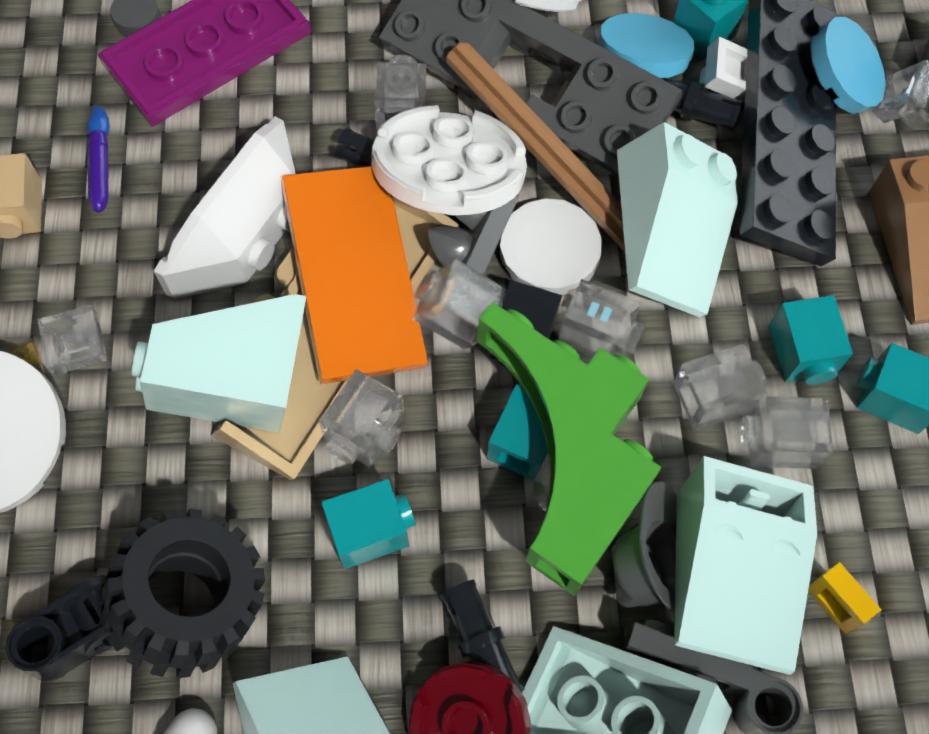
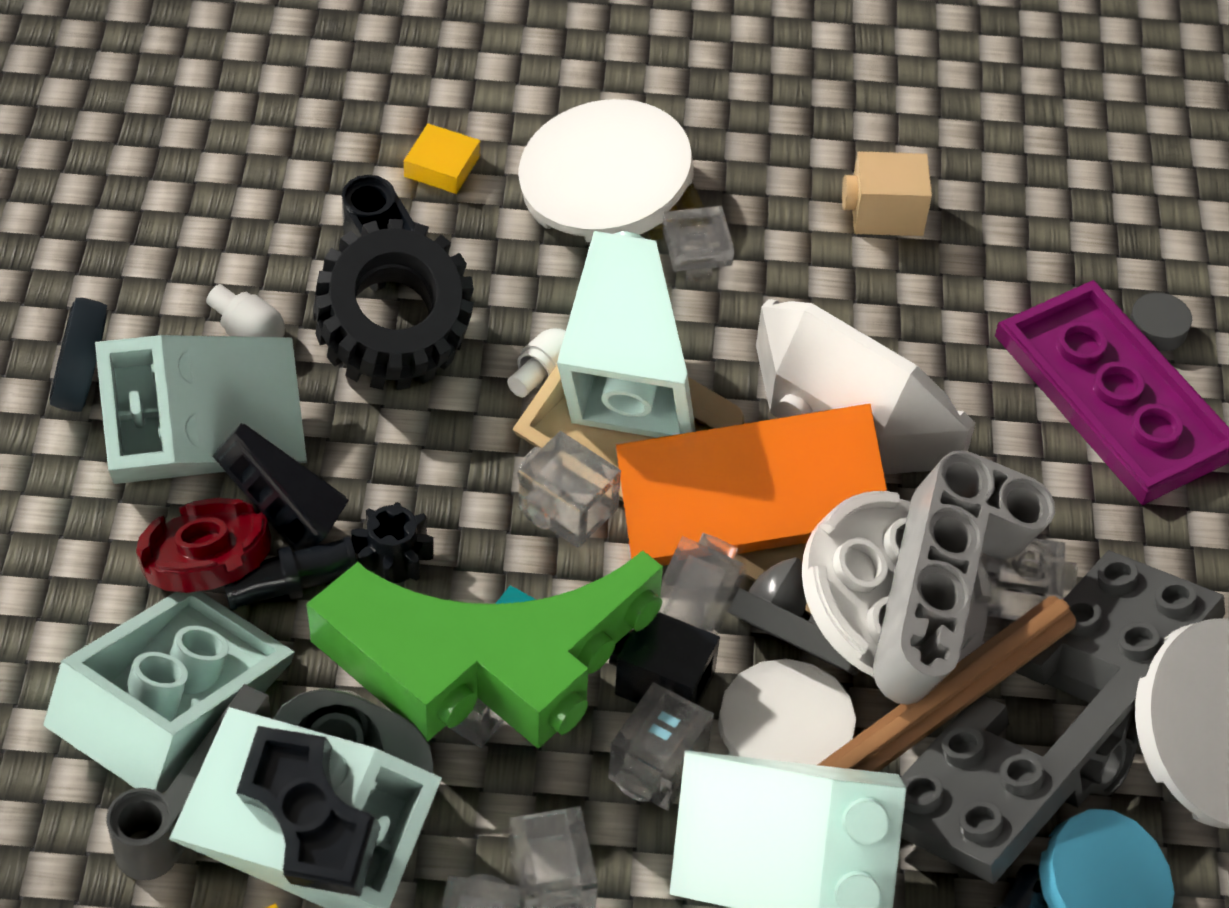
camera: 95 degrees right, 15 degrees down
(98, 171) = (985, 280): dark purple piece -> none
(216, 460) = (536, 362): none -> white cylinder
(368, 523) = (440, 471): teal brick -> none
(417, 647) = (281, 488): none -> black slope
(441, 539) = (393, 543): none -> black gear
(451, 115) = (952, 517): none -> light grey beam
(750, 567) = (323, 836): none -> black tile

